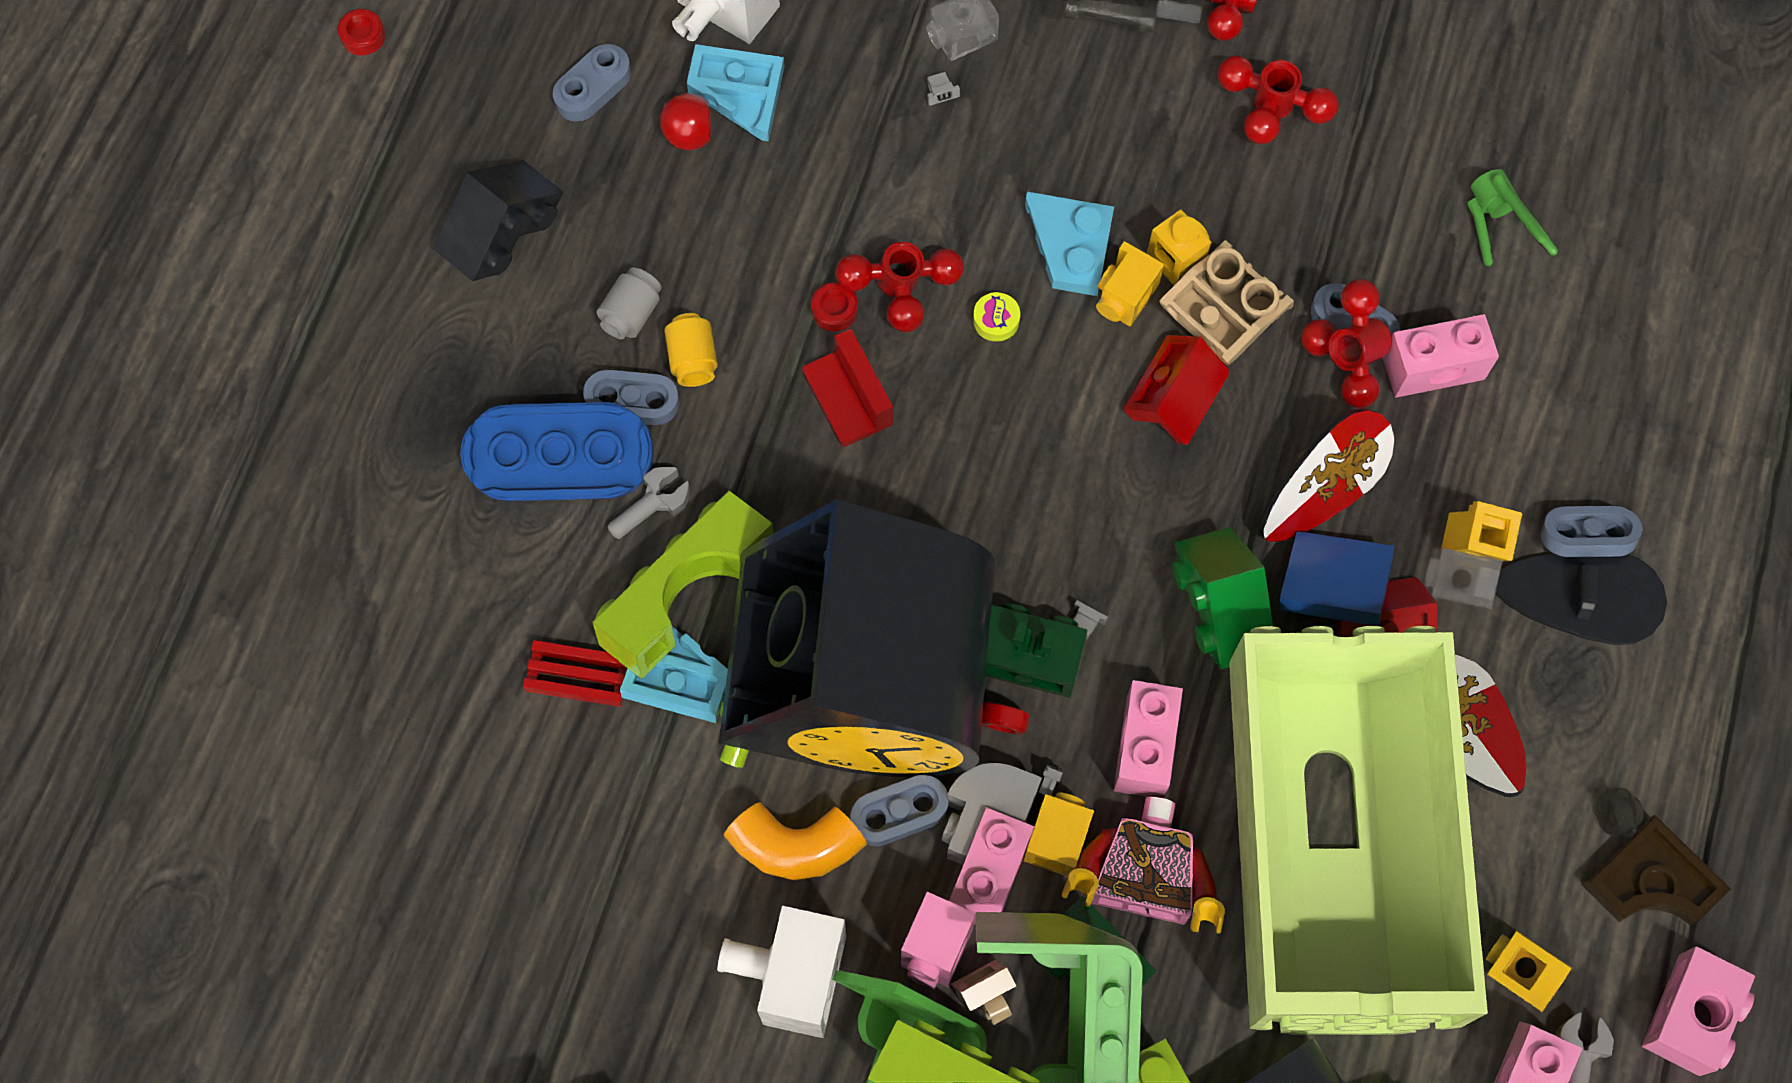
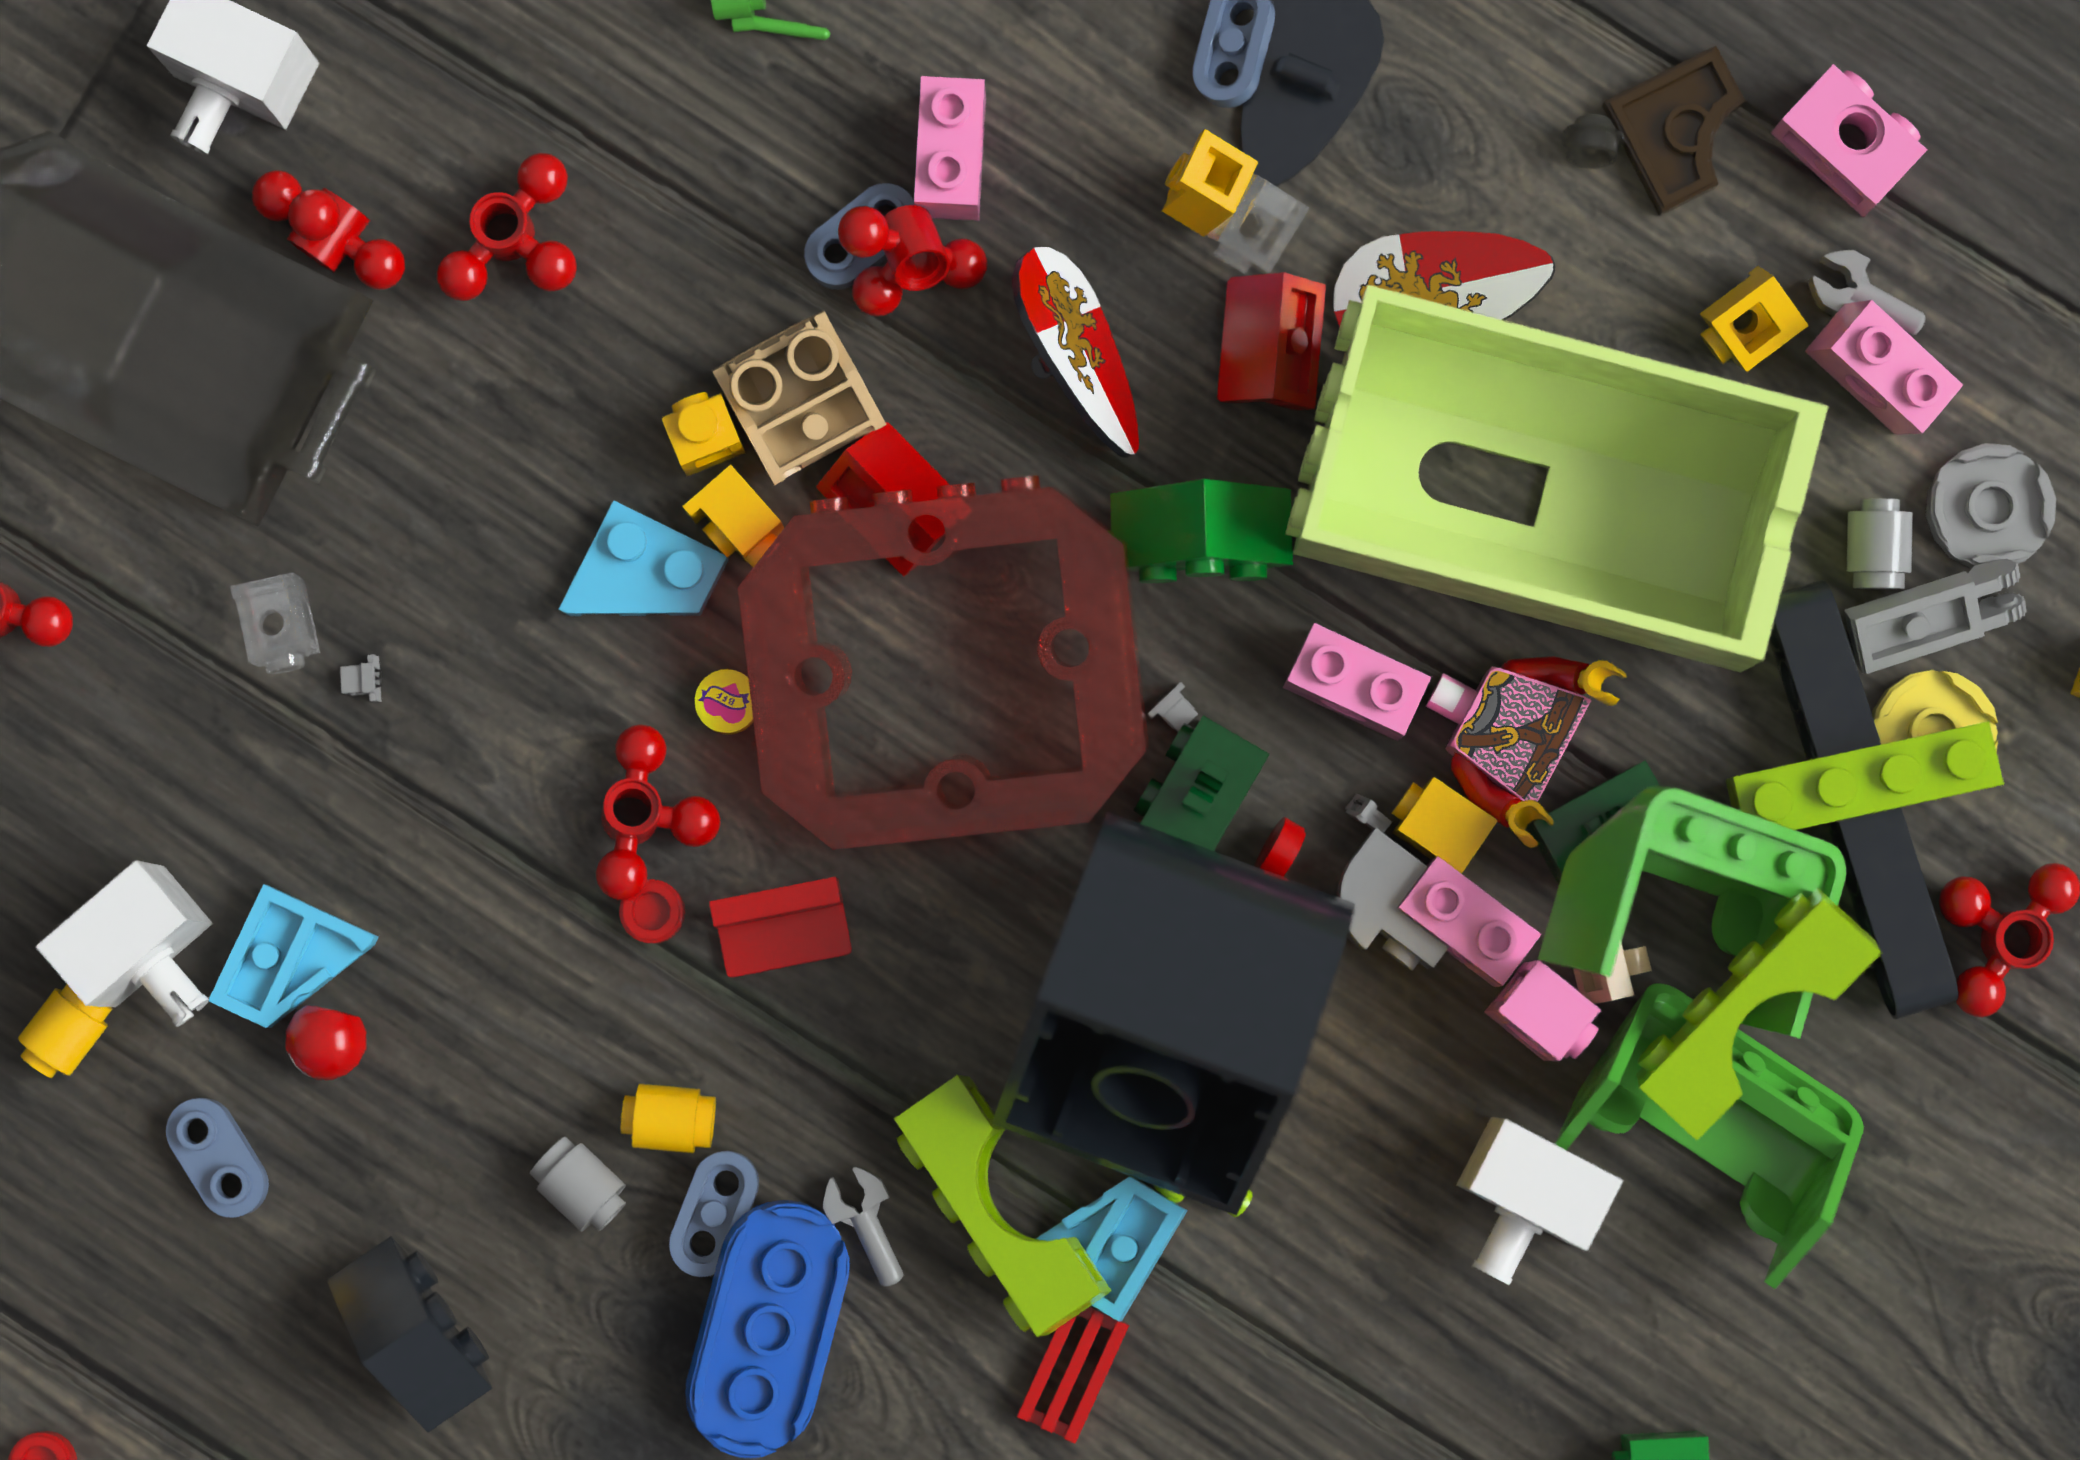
camera: 75 degrees left, 15 degrees up
(794, 852) = (1380, 1151): light orange cylinder -> none
(897, 808) = (1361, 1011): sand blue plate -> none
(1057, 329) = (792, 718): none -> clear red panel
(1337, 578) = (1215, 383): blue tile -> none

